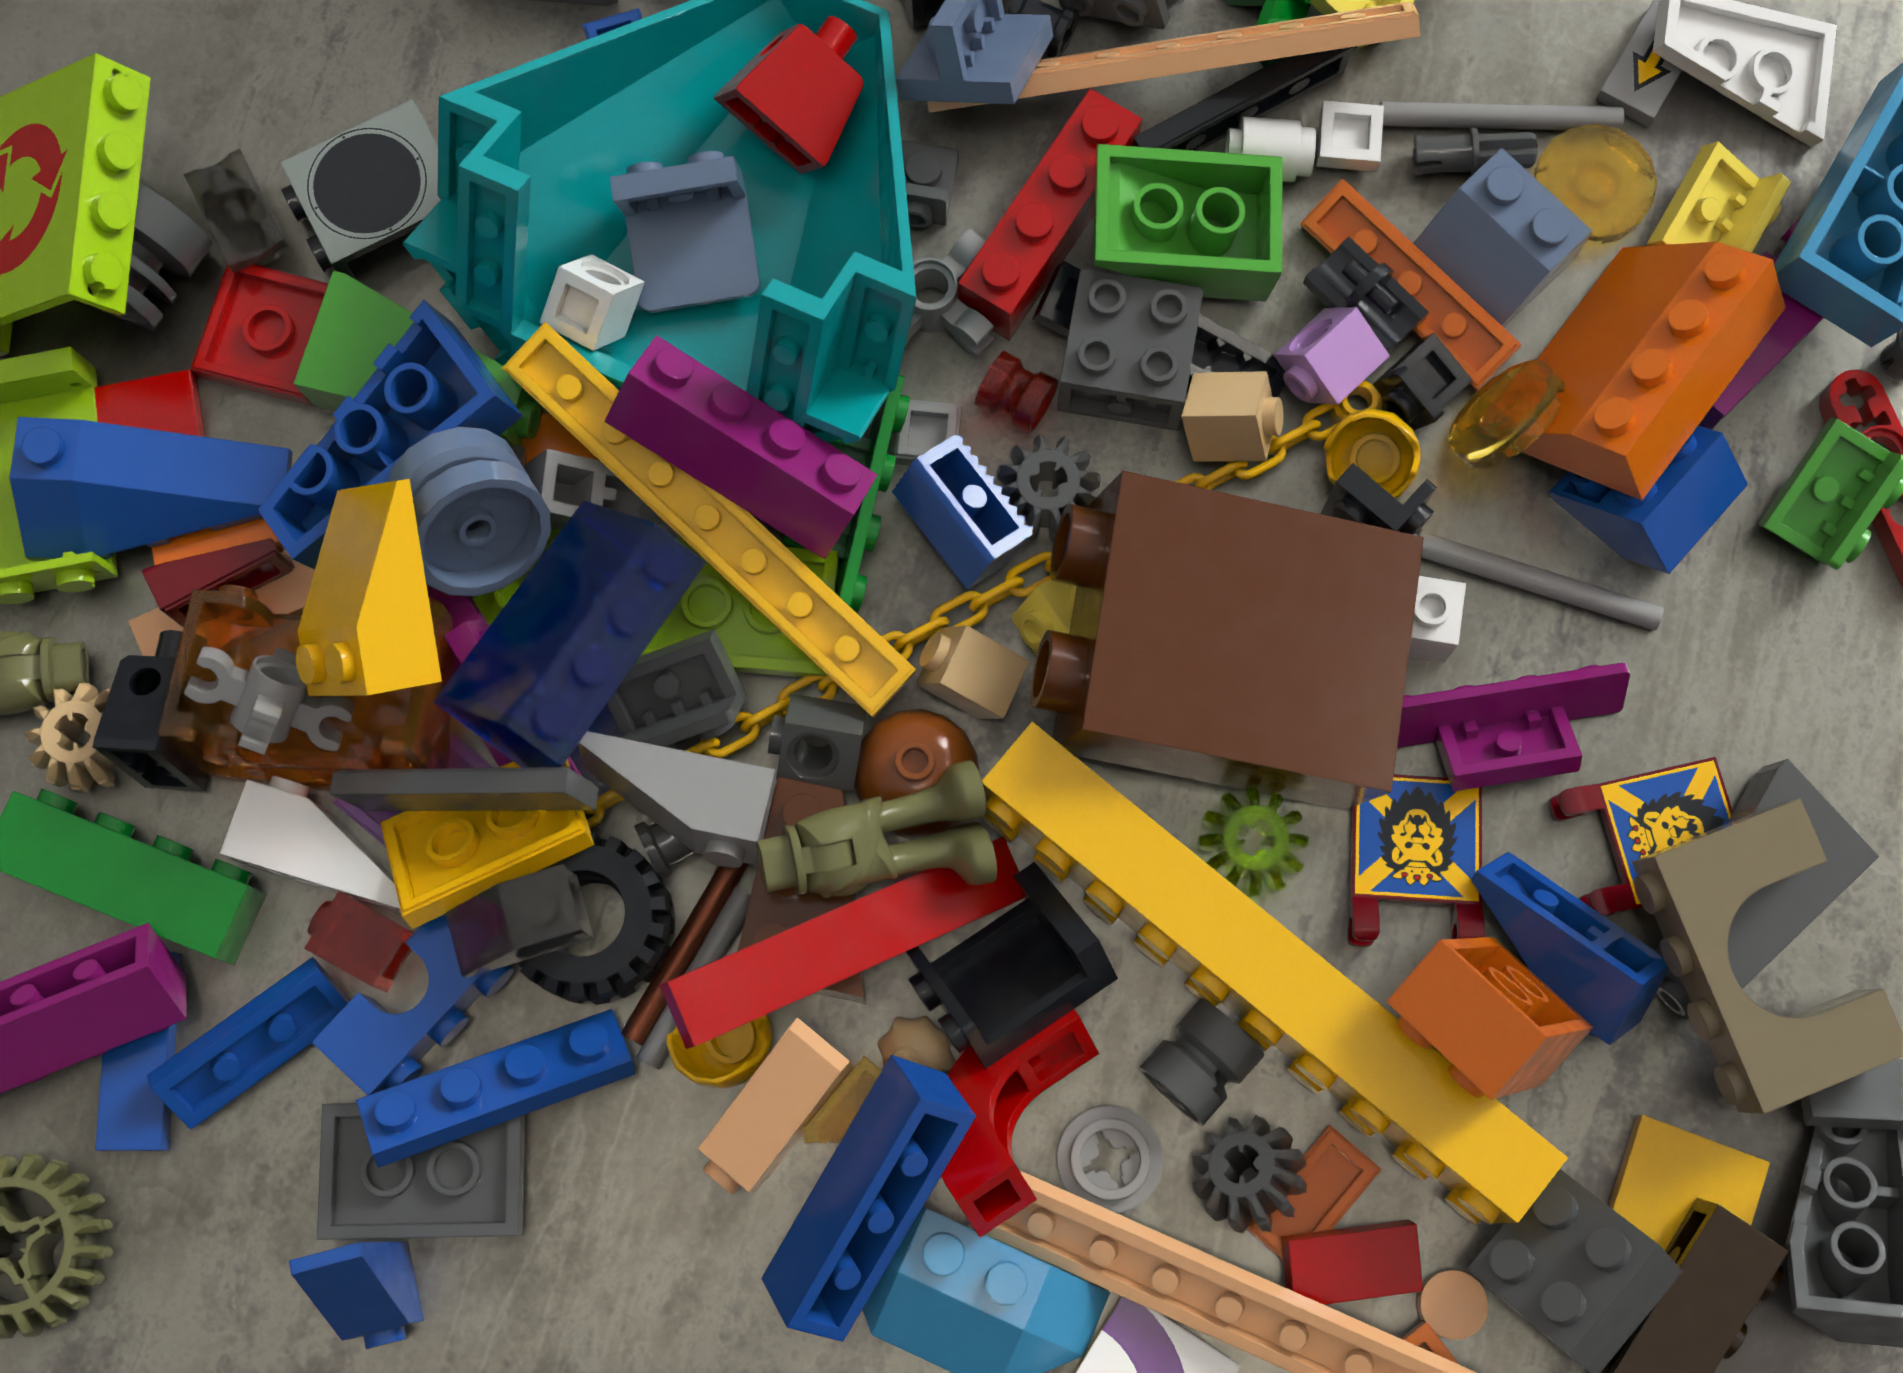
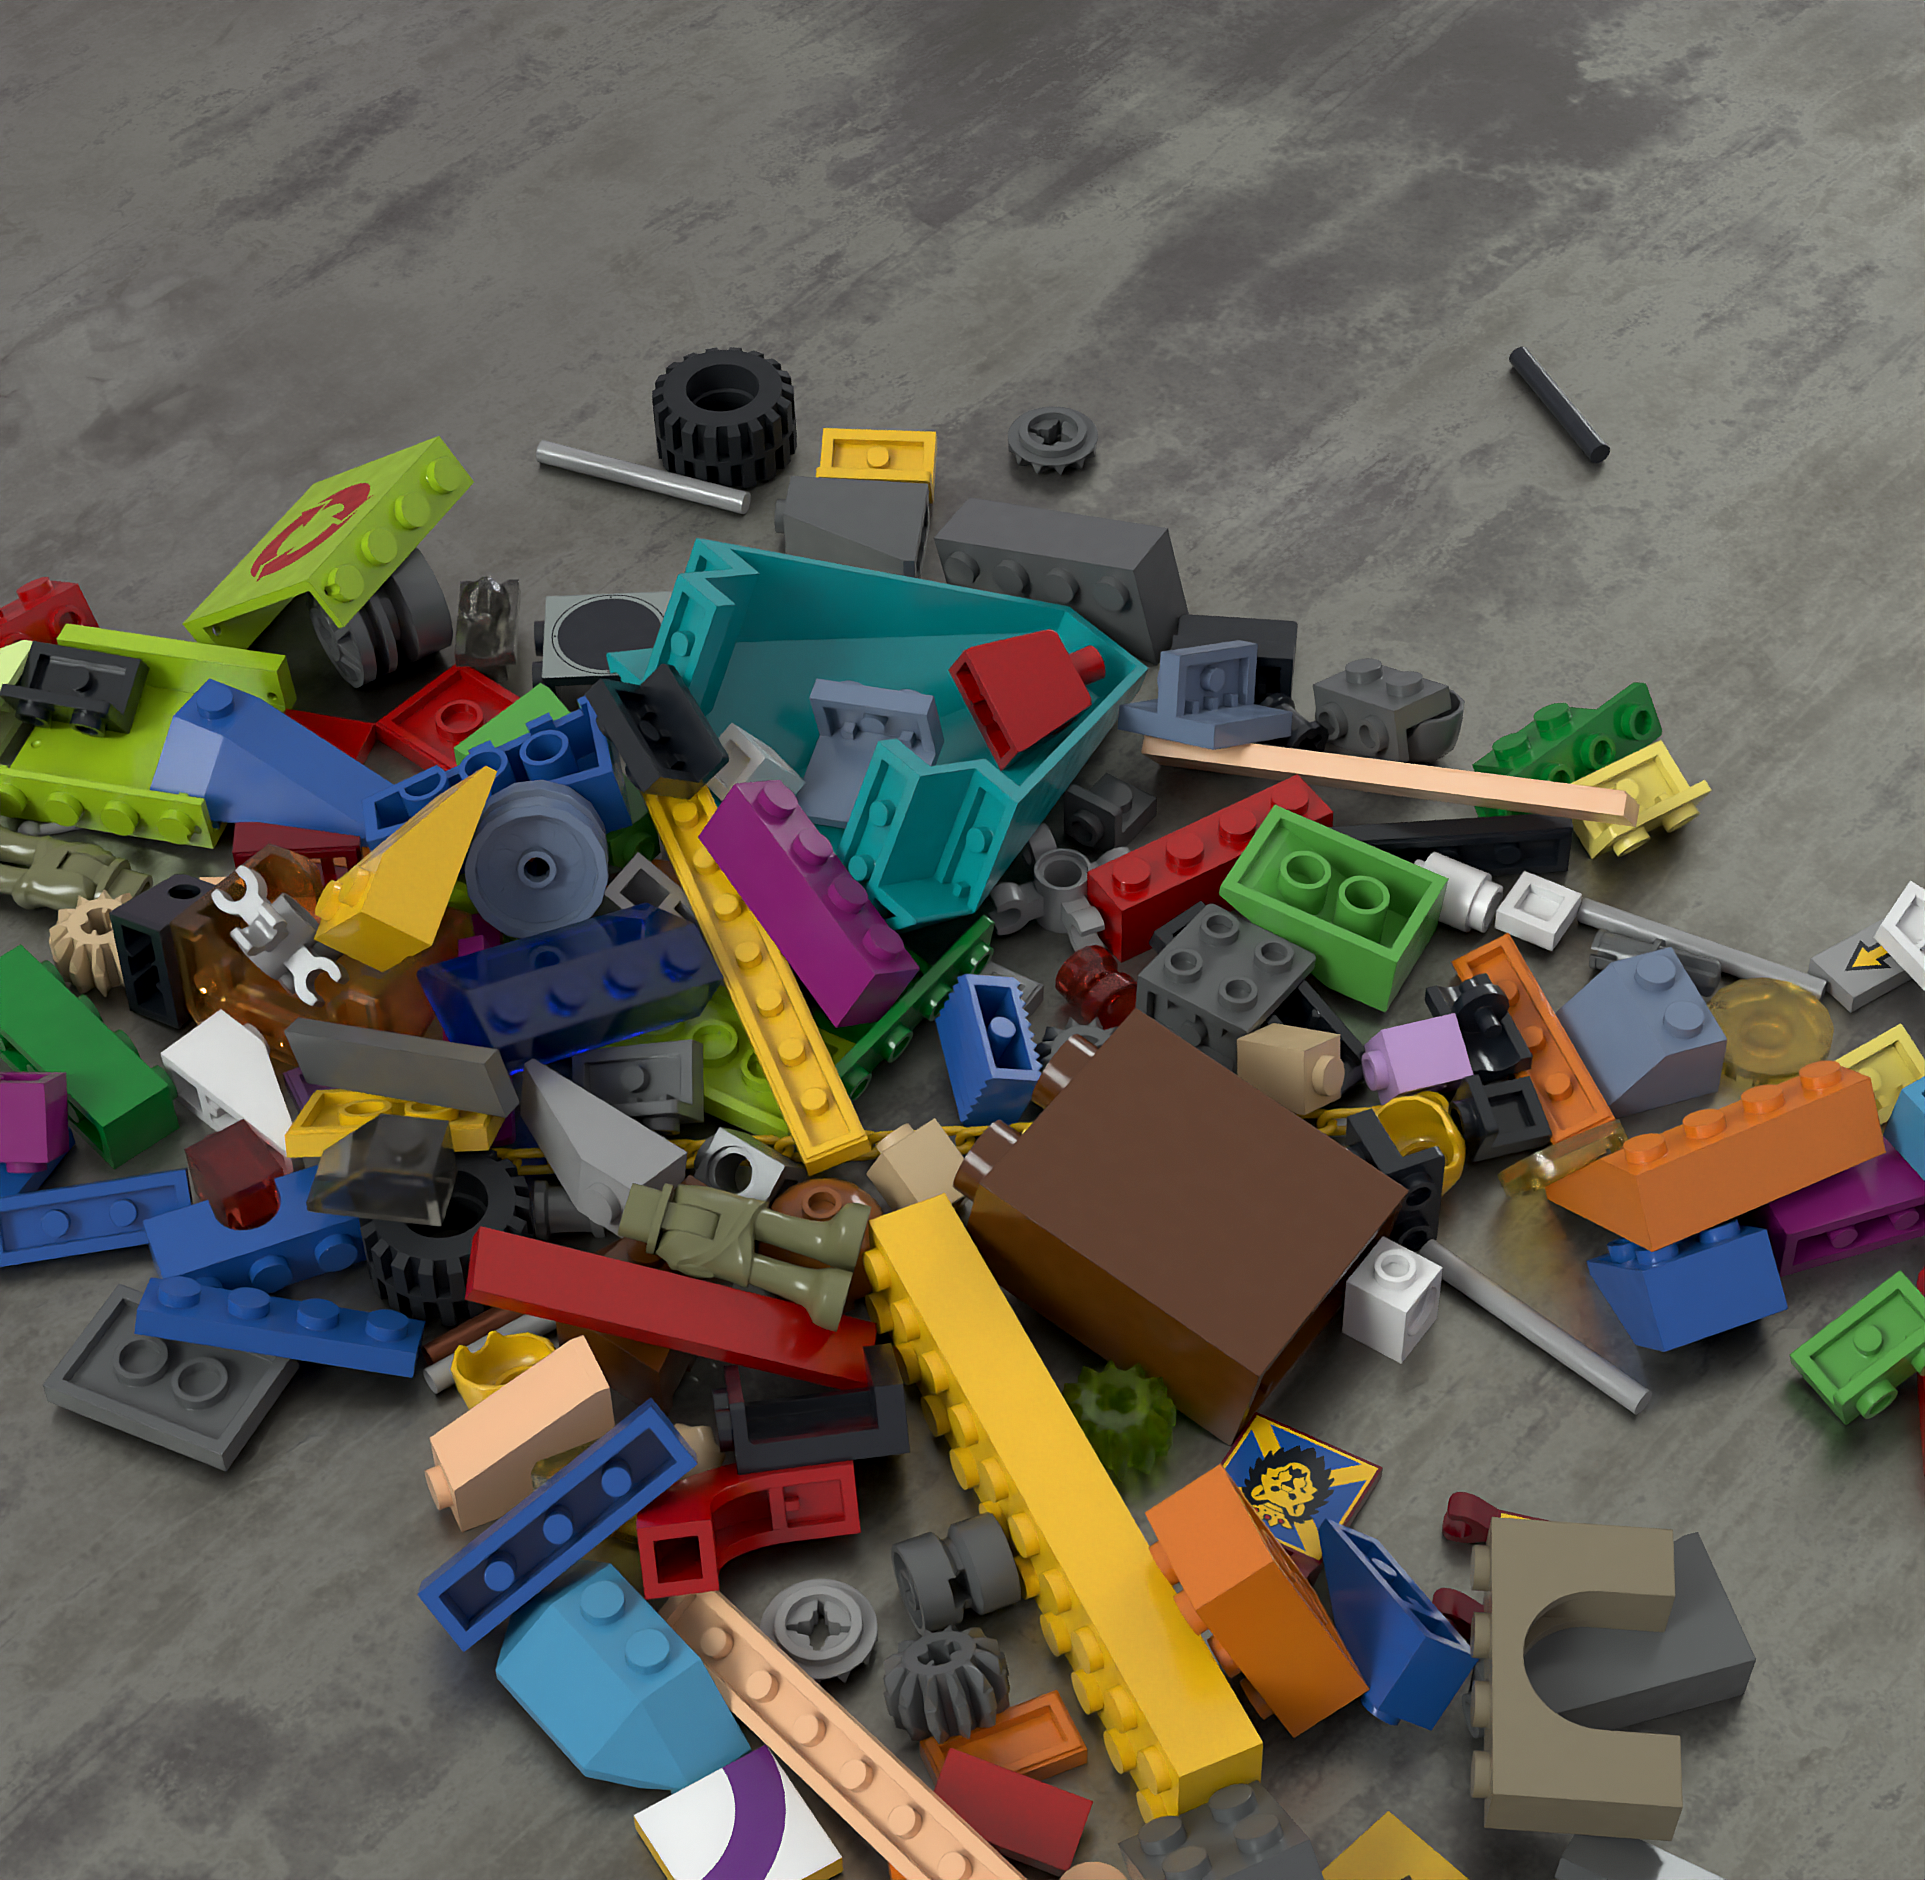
camera: 25 degrees right, 30 degrees down
(363, 1290) = (58, 1408): blue slope -> none
(511, 328) = (659, 733): none -> black bracket
(1512, 726) = (1428, 1415): magenta bracket -> none

